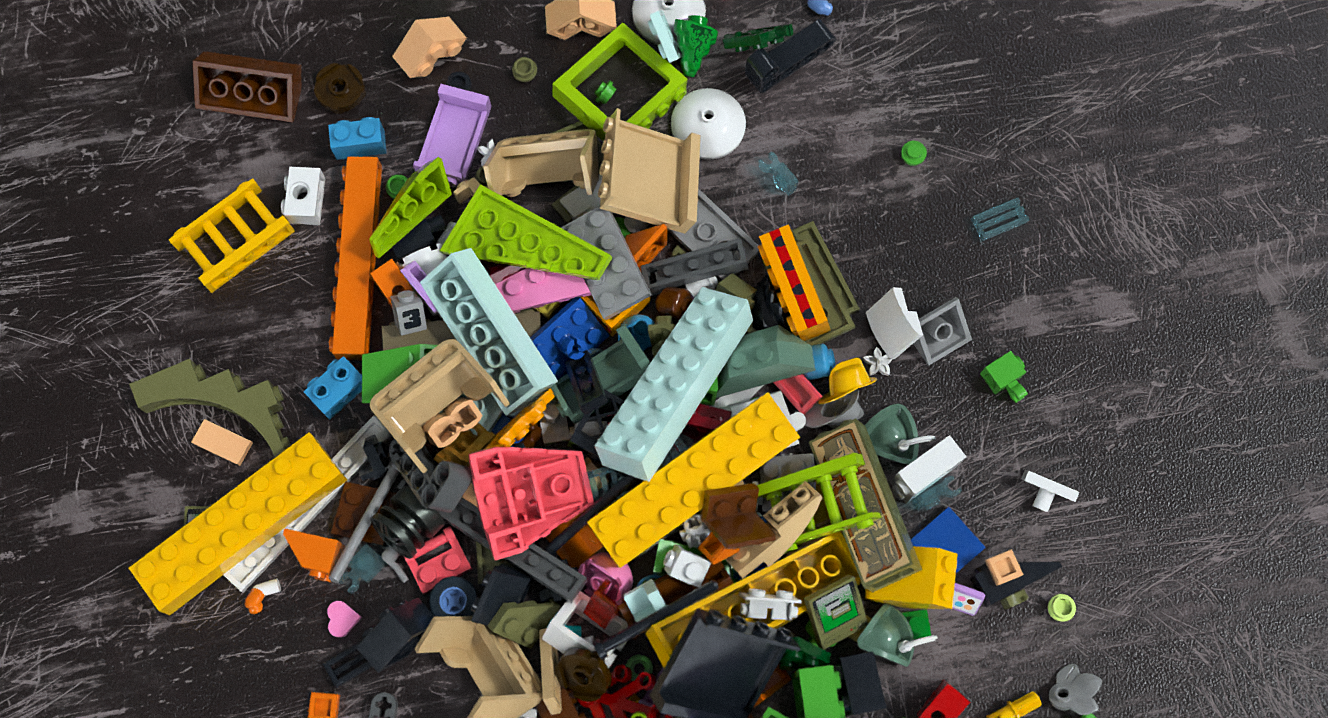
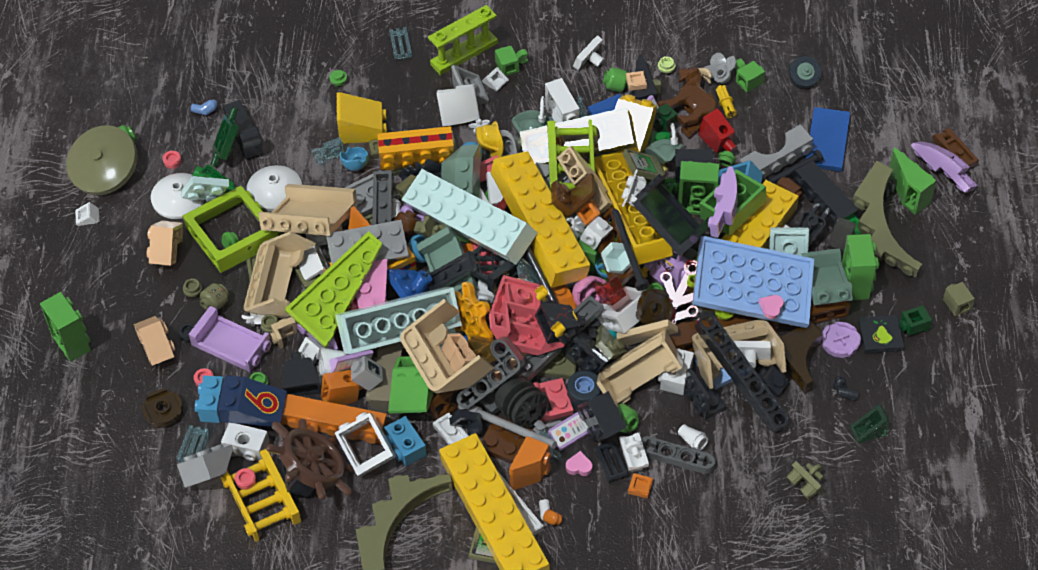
camera: 75 degrees left, 20 degrees down
(222, 442) = (425, 526): light nougat tile -> none
(244, 210) = (245, 478): none -> coral tile
(246, 86) = (138, 469): reddish brown slope -> none
(253, 159) = (205, 465): none -> light grey slope
(266, 273) = (303, 466): none -> reddish brown brick
(288, 128) = (197, 431): none -> clear light blue tile
(297, 326) = (373, 463): none -> white window
(343, 184) = (250, 402): none -> dark blue slope
(363, 689) = (634, 452): none -> white hips
(384, 590) = (568, 431): none -> slope
(394, 122) = (198, 376): none -> coral tile
(414, 202) = (278, 357): lime wedge -> none
(417, 667) = (629, 417): none -> bright green head
(509, 98) = (214, 295): none -> olive head
(518, 543) = (556, 320): none -> black torso
(773, 209) = (354, 158): none -> dark azure hair
(839, 198) = (359, 118): none -> yellow slope
(950, 624) = (664, 117): none -> dark green brick
(968, 365) = (495, 79): none -> white slope
(1002, 660) = (693, 99): none -> reddish brown animal
(1009, 535) = (615, 79): none -> bright green head
(1015, 301) = (468, 49): none -> lime fence

